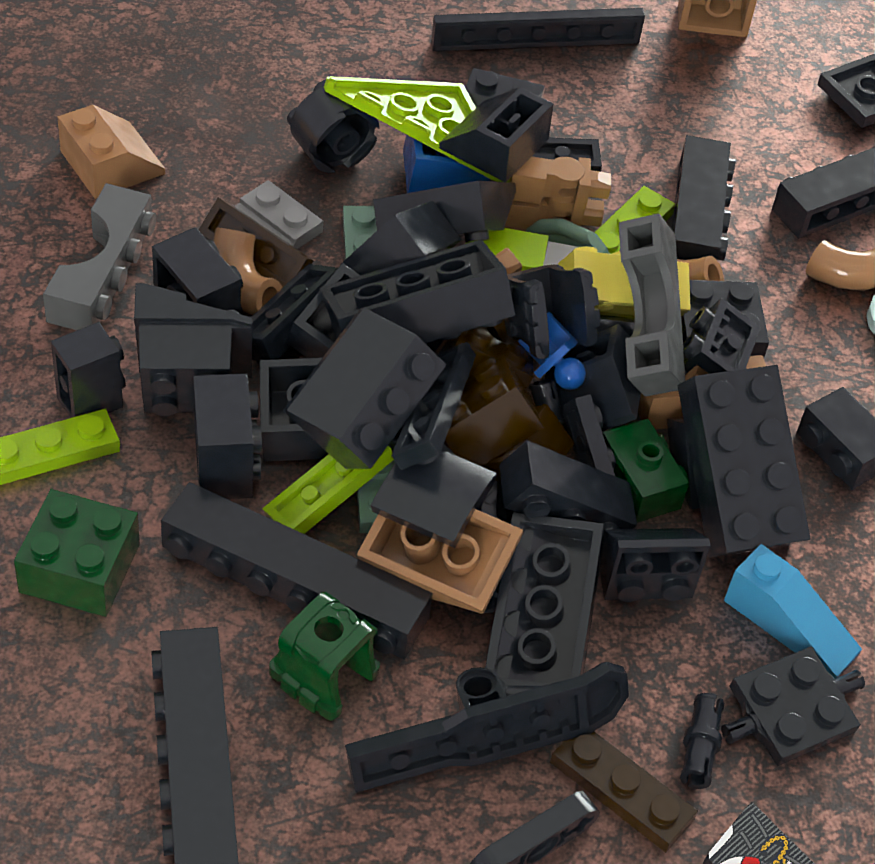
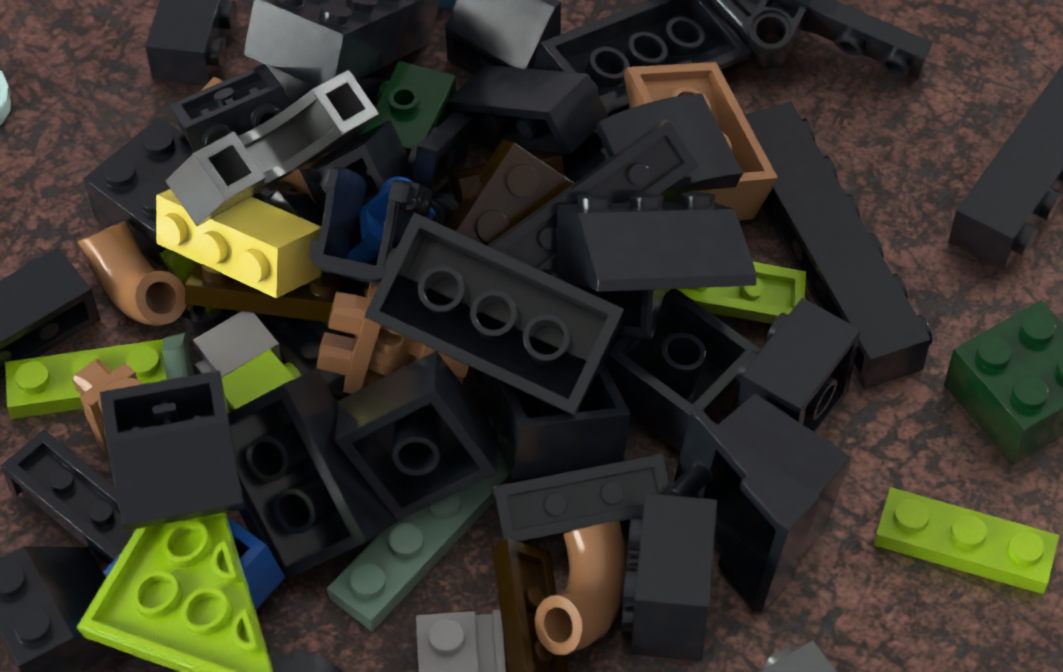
camera: 130 degrees left, 5 degrees up
(88, 371) = (881, 549): black brick -> none
(315, 649) = (854, 125): dark green piece -> none

